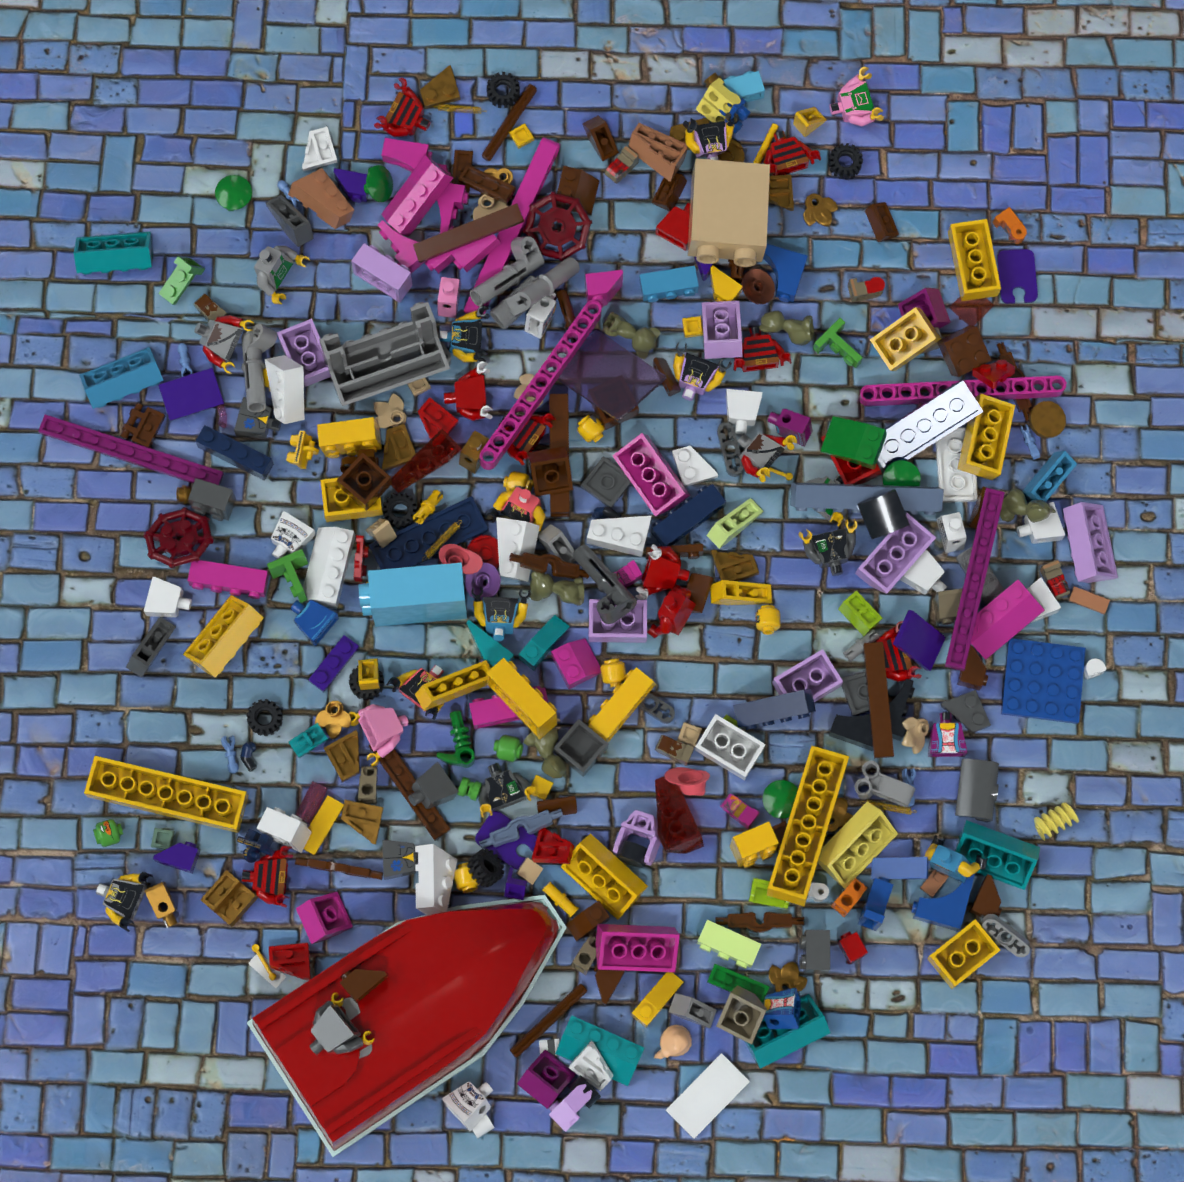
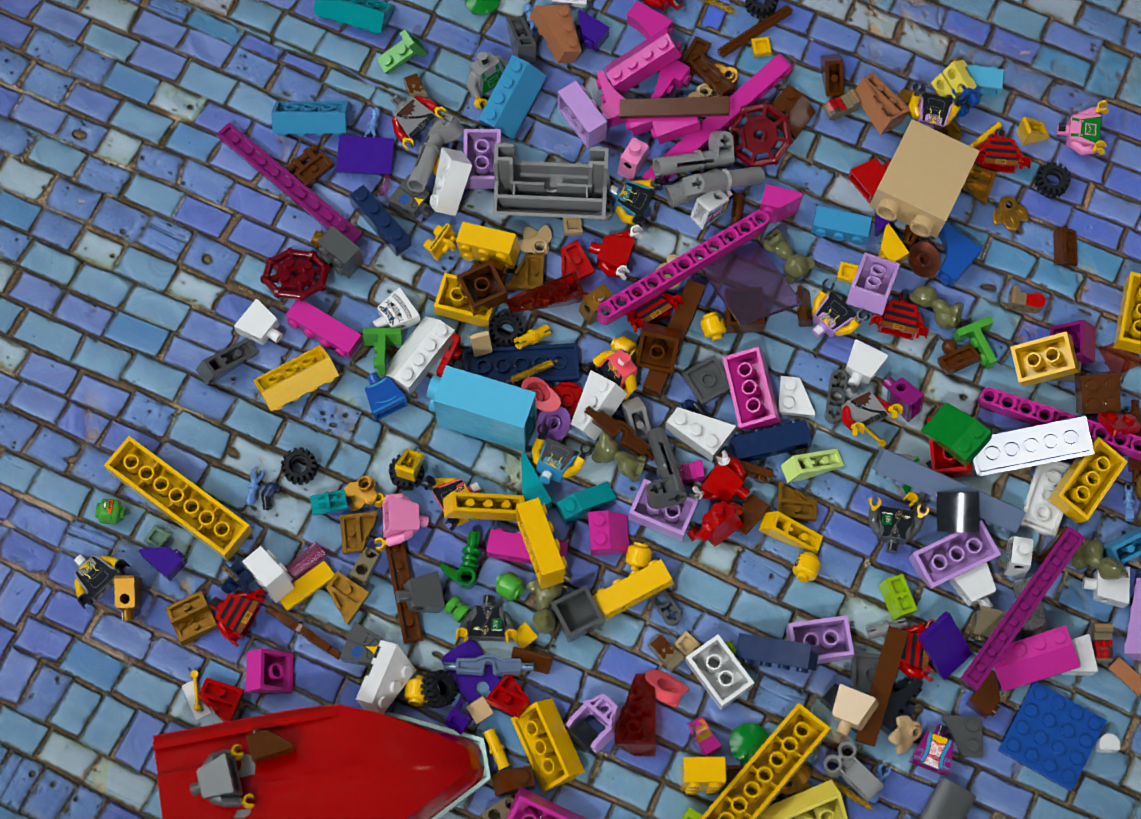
camera: 25 degrees right, 5 degrees down
(308, 282) = (512, 97): none -> dark azure slope
(333, 663) = (384, 443): dark purple plate -> none
(379, 183) = (614, 38): green dish -> none
(669, 192) = (876, 145): reddish brown slope -> none
(825, 369) = (957, 359): none -> reddish brown plate
(861, 732) = (852, 709): none -> tan torso
(901, 474) = (991, 482): green dish -> none

